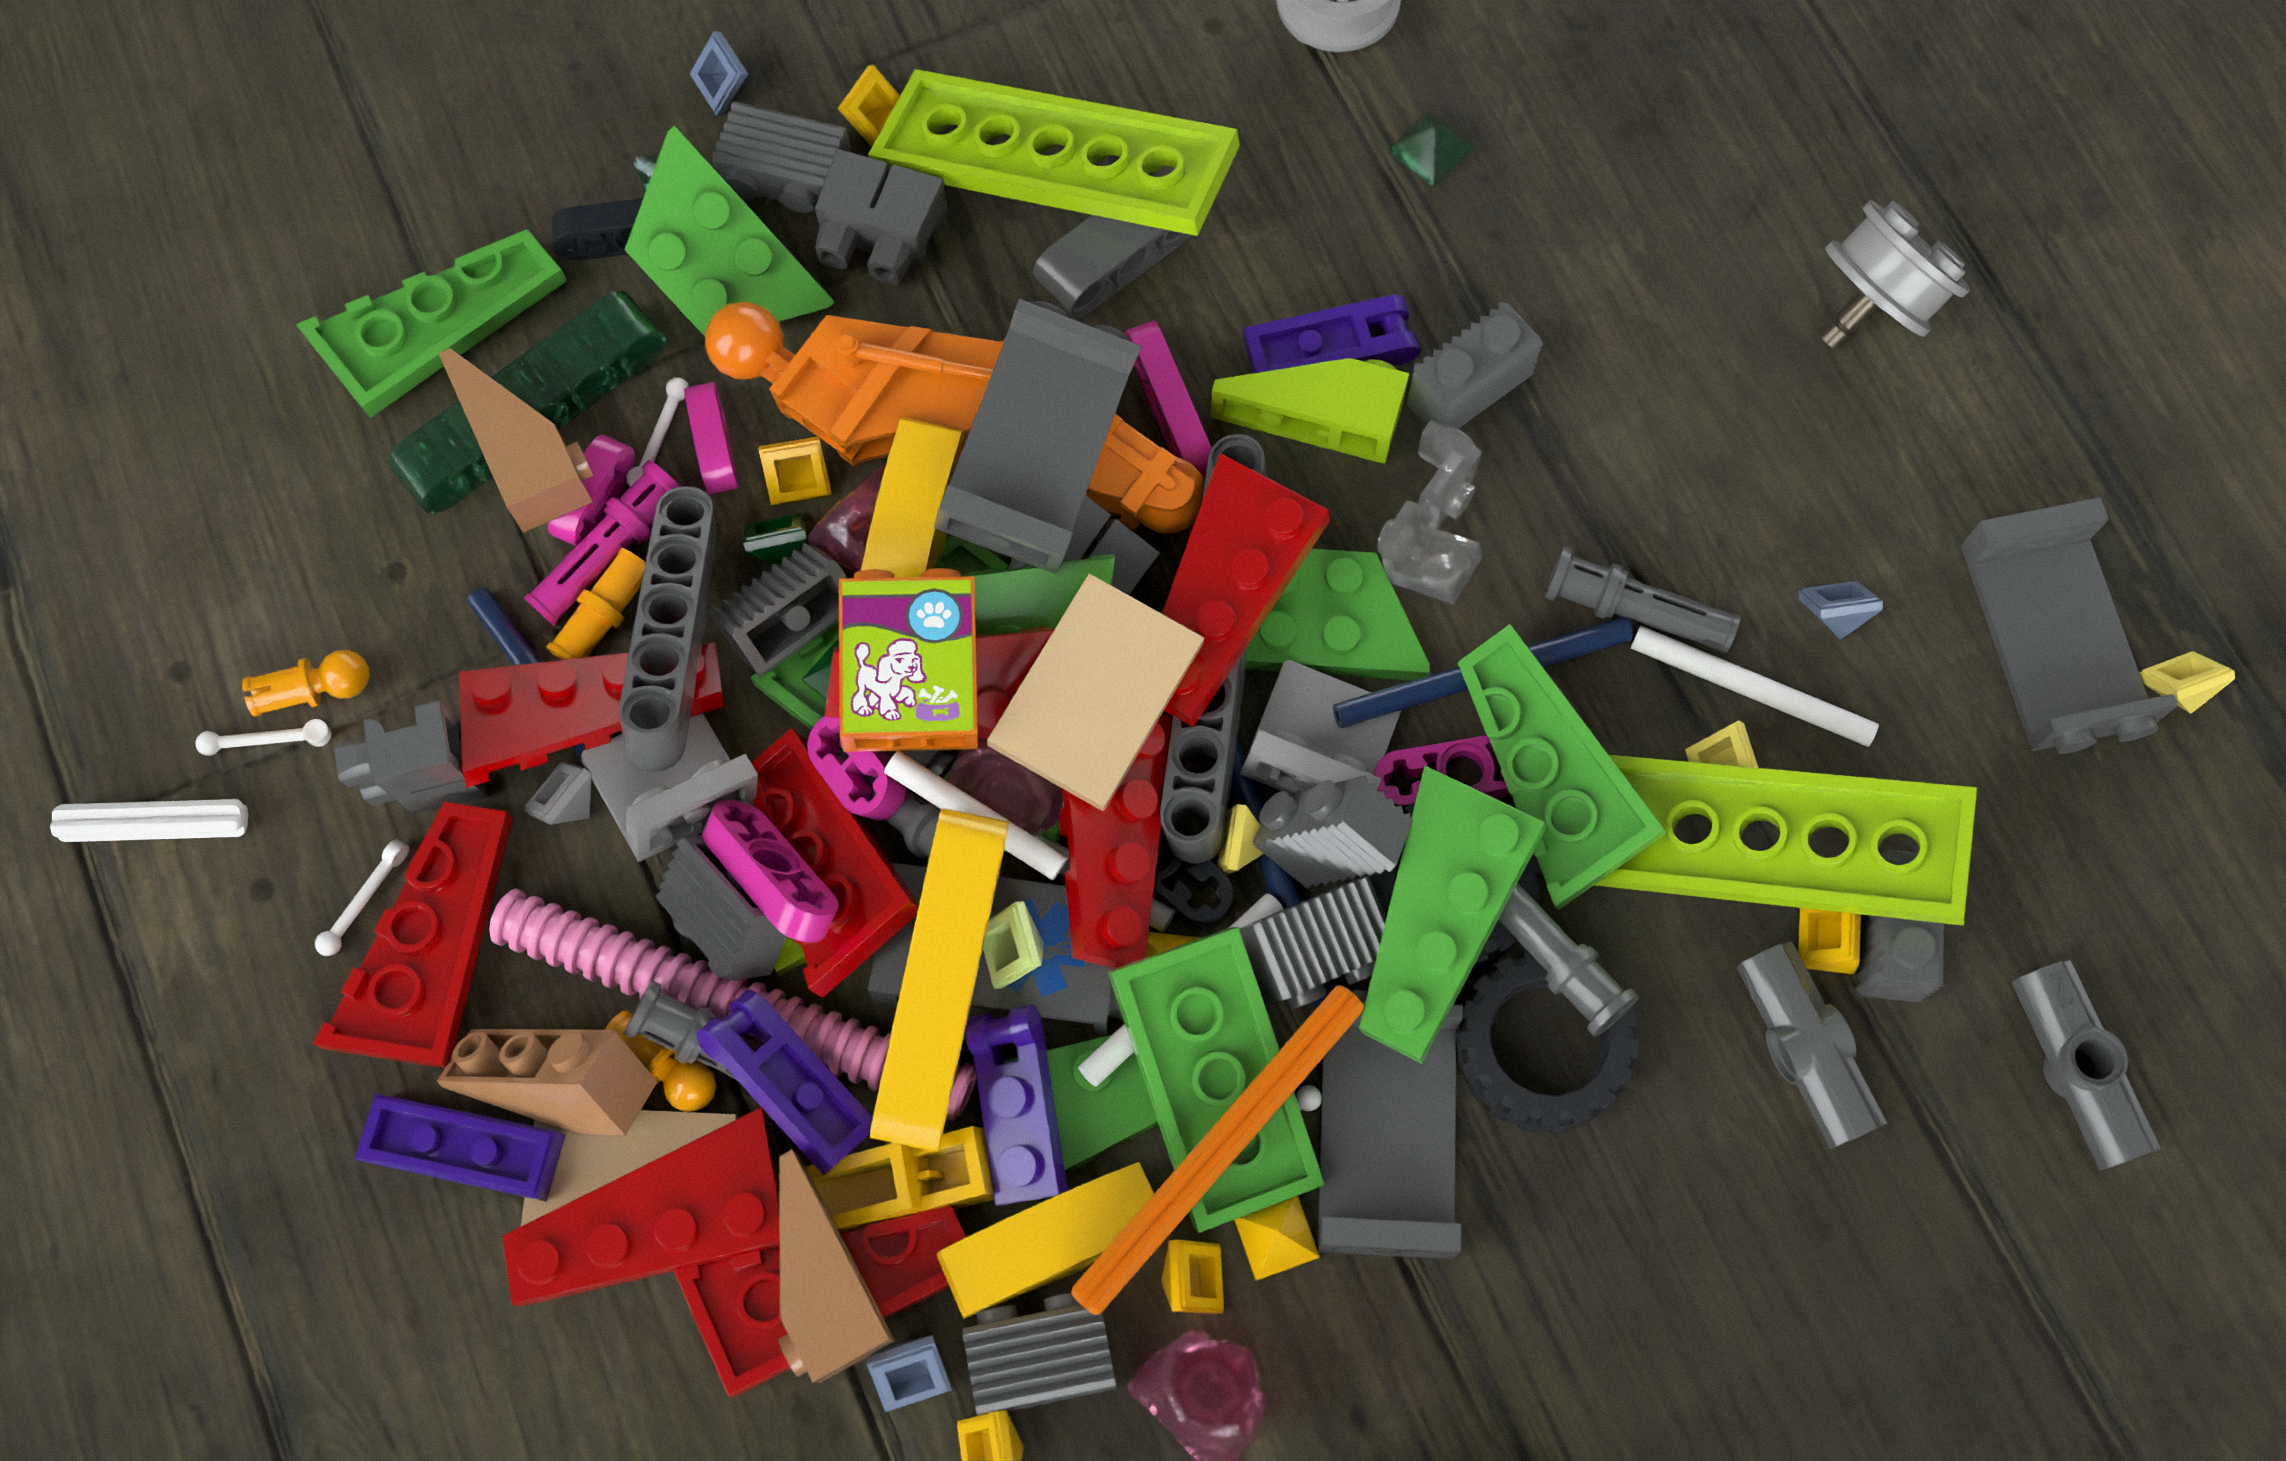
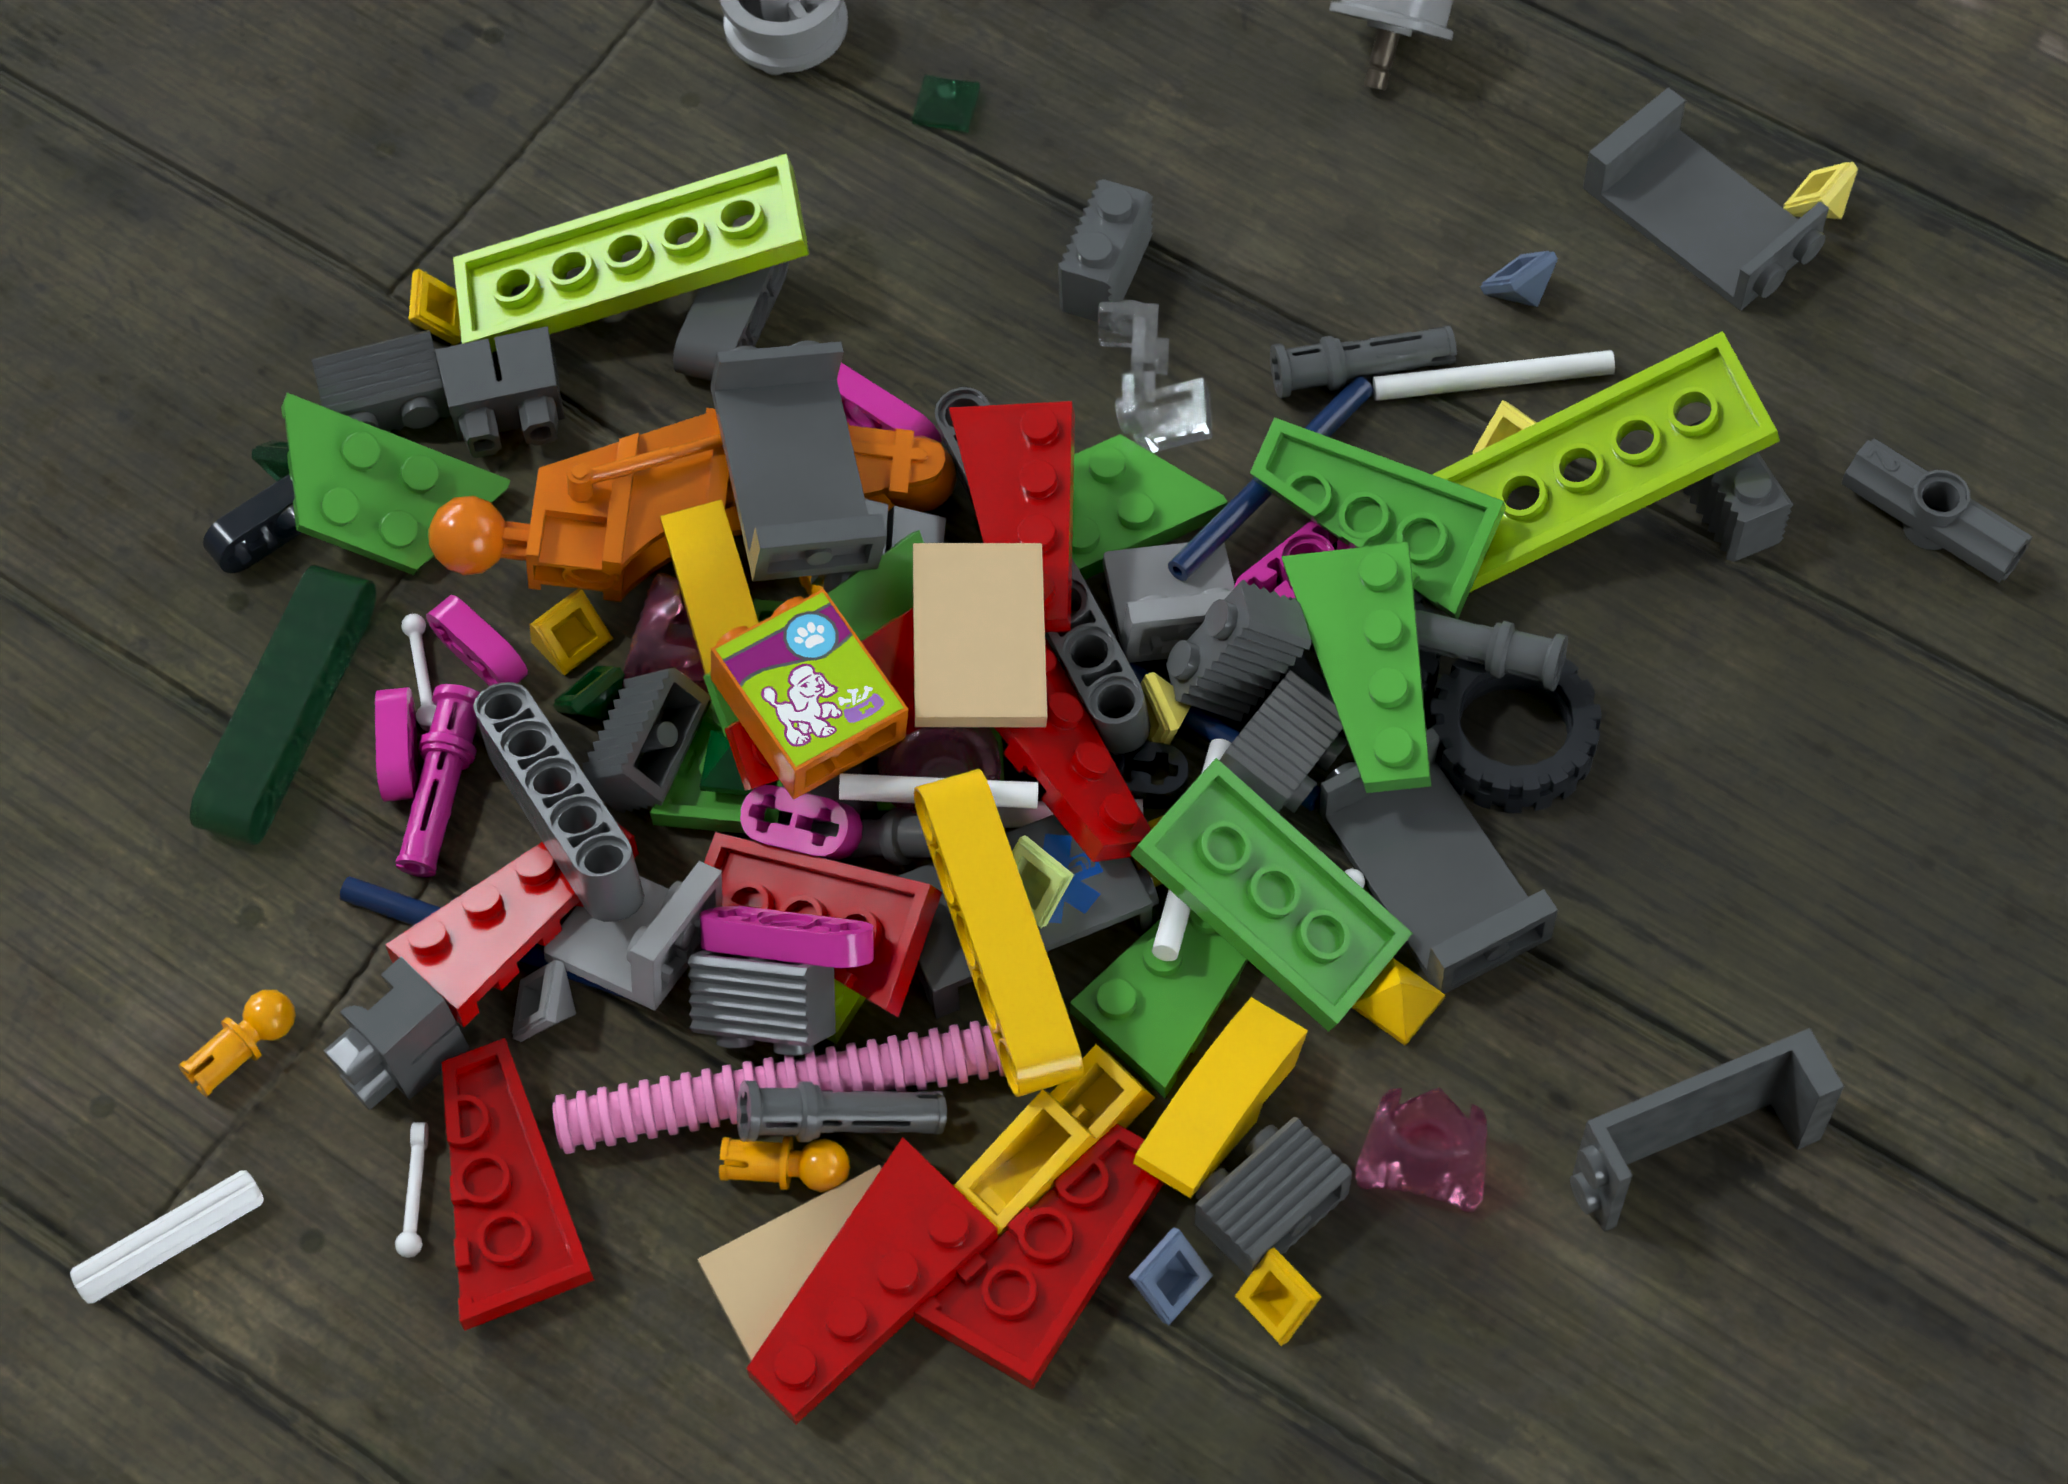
camera: 30 degrees left, 10 degrees down
(314, 731) = (271, 1082): white hinge -> none
(395, 340) = (136, 698): bright green wing -> none
(460, 1147) = (652, 1330): dark purple tile -> none
(522, 448) = (316, 724): medium nougat slope -> none
(554, 1076) = (703, 1218): medium nougat slope -> none
(600, 608) = (471, 831): light orange pin -> none
(718, 73) = (272, 349): sand blue slope -> none
(787, 1080) = (914, 1094): dark purple plate -> none
(821, 1290) = (1063, 1239): medium nougat slope -> none
(1017, 1106) = (1125, 1014): dark purple plate -> none
(1193, 1277) = (1352, 1065): yellow slope -> none
(1216, 1150) = (1313, 942): orange axle -> none
(1327, 404) = (1001, 340): lime slope -> none
(1334, 335) = (967, 293): dark purple plate -> none
(1811, 1044) = (1721, 612): dark grey piece -> none
(1829, 940) = (1682, 527): yellow slope -> none

